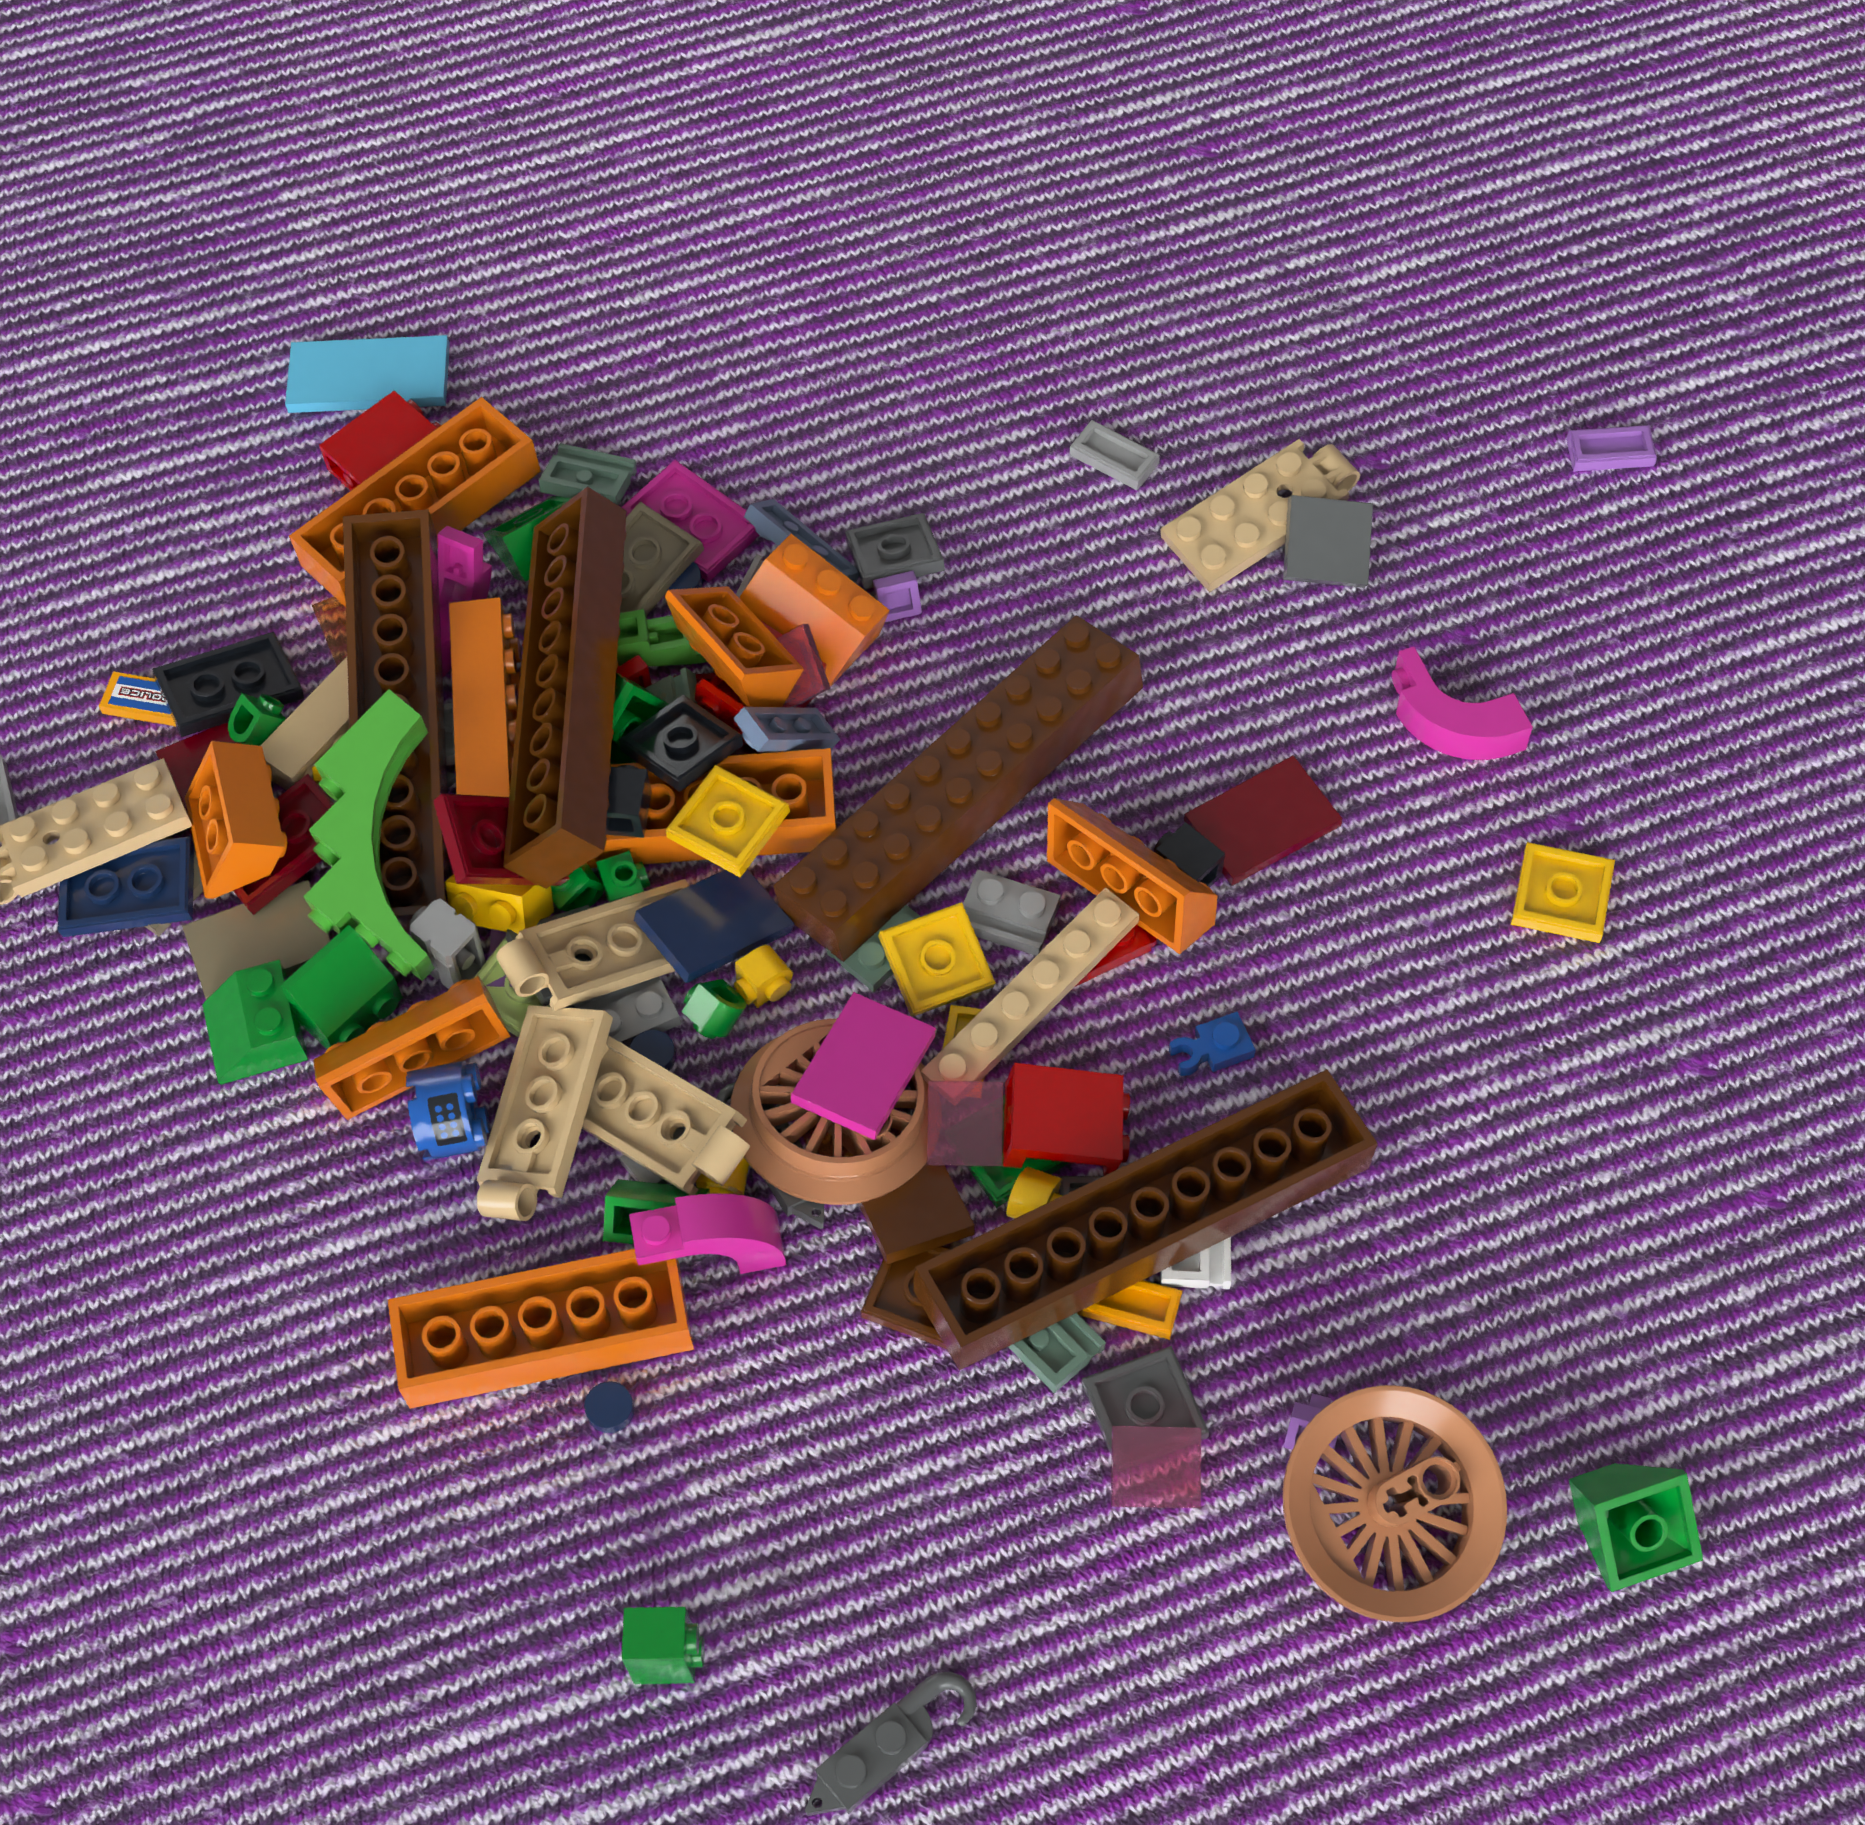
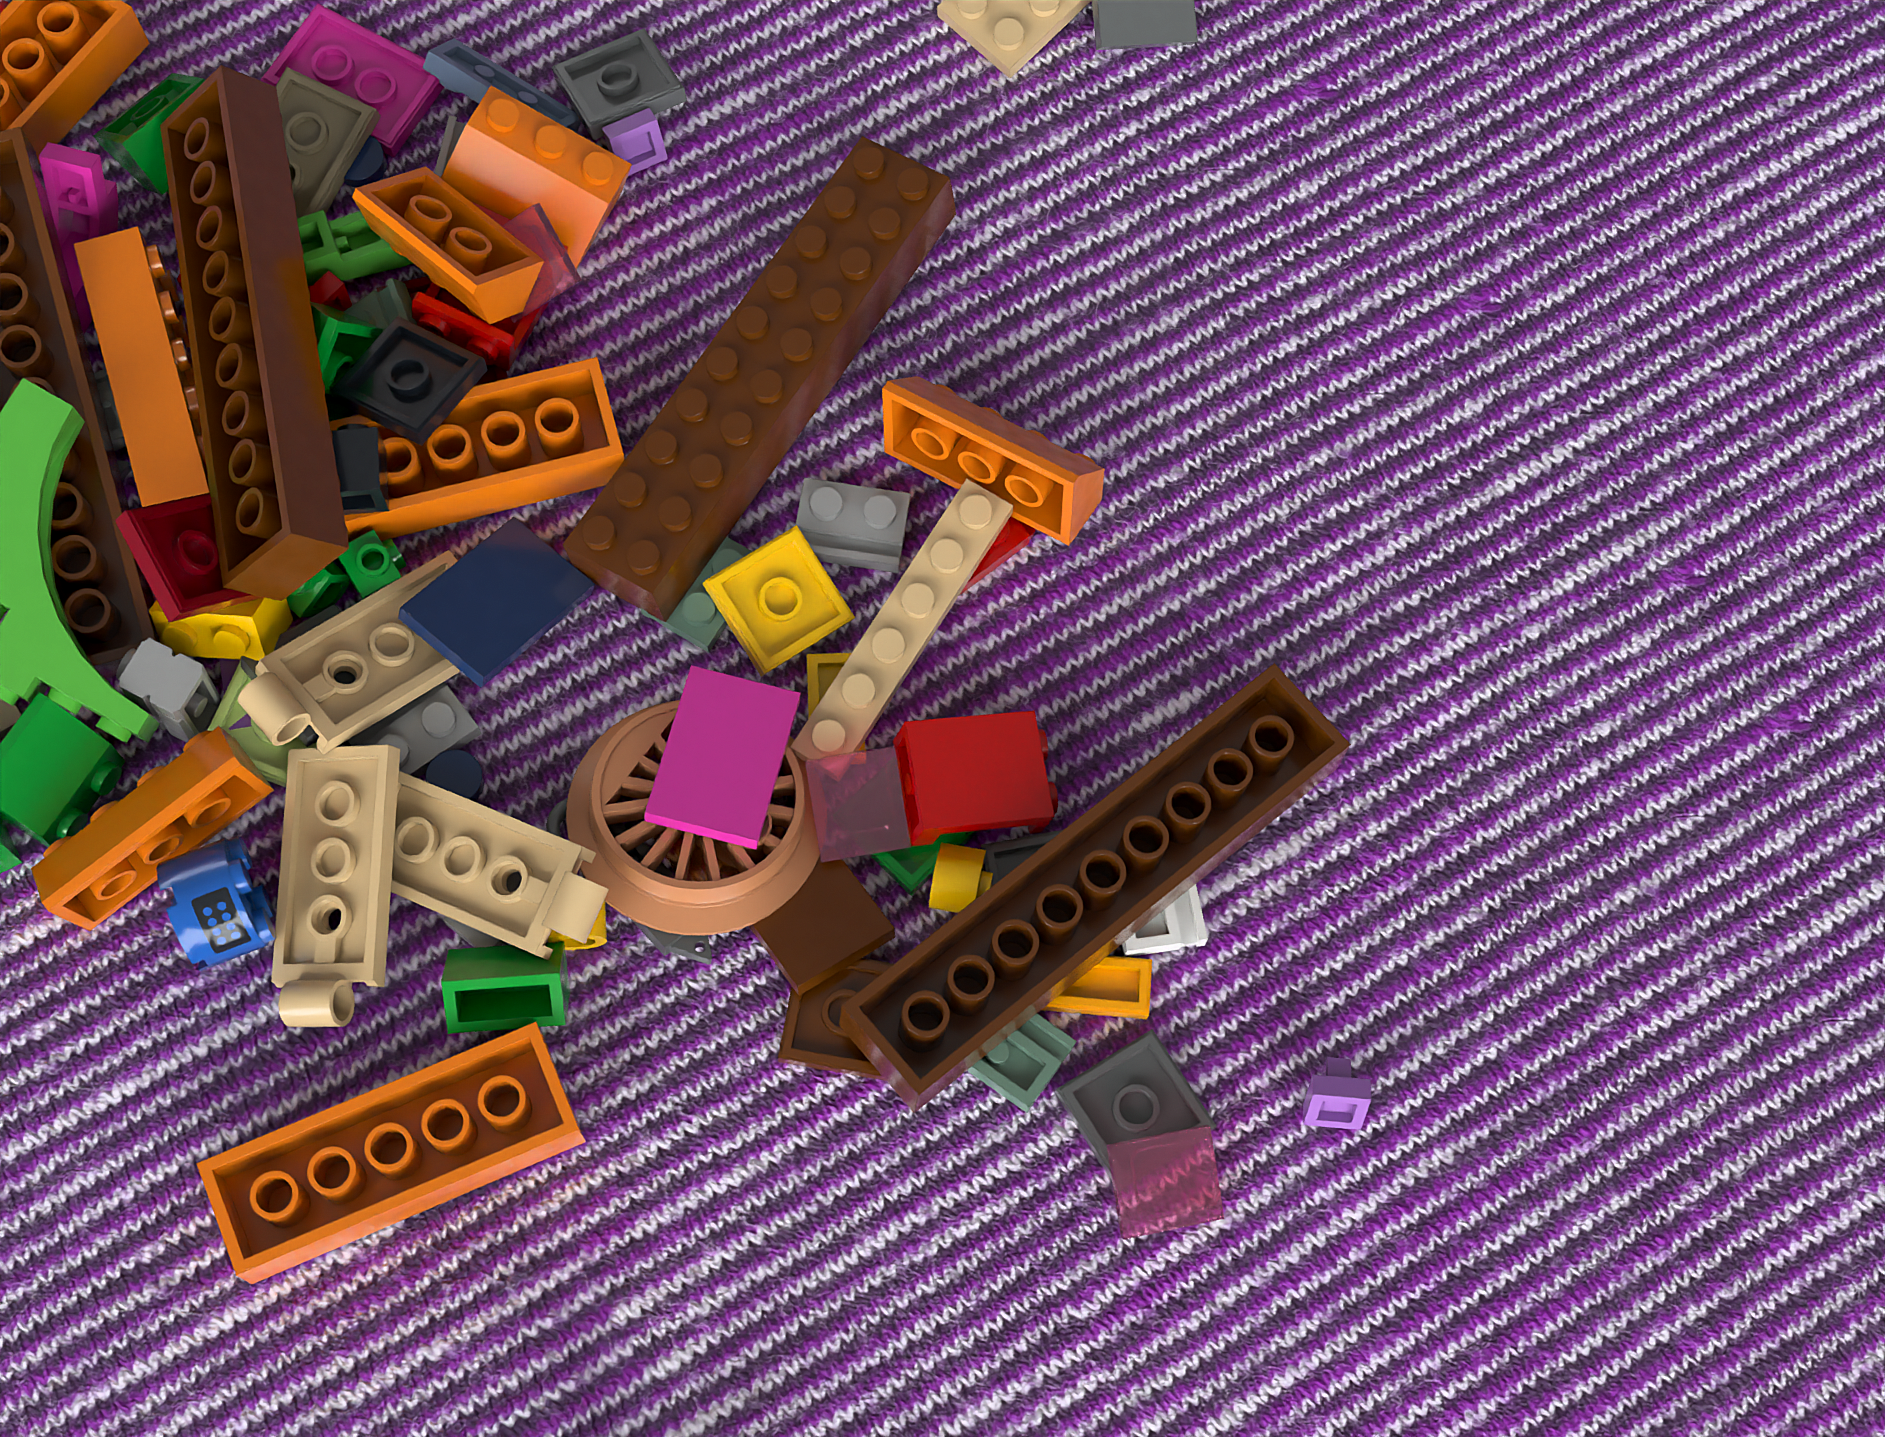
camera: 20 degrees left, 10 degrees up
(579, 467) = (204, 37): sand green plate -> none
(609, 1407) = (498, 1234): dark blue tile -> none
(711, 1225) = (574, 997): dark pink arch -> none
(713, 1008) = (520, 710): green plate -> none
(727, 821) = (489, 472): yellow tile -> none
(762, 976) = (570, 659): yellow plate -> none
(785, 729) = (536, 341): sand blue plate -> none
(1192, 854) = (1058, 417): black brick -> none
(1218, 1042) = (1133, 645): blue plate -> none
(1265, 819) = (1130, 358): dark red tile -> none
(1454, 726) = (1328, 203): dark pink arch -> none
(1465, 1466) = (1523, 1128): nougat piece -> none
(1563, 892) = (1494, 390): yellow tile -> none
(1636, 1521) = (1718, 1137): green slope -> none

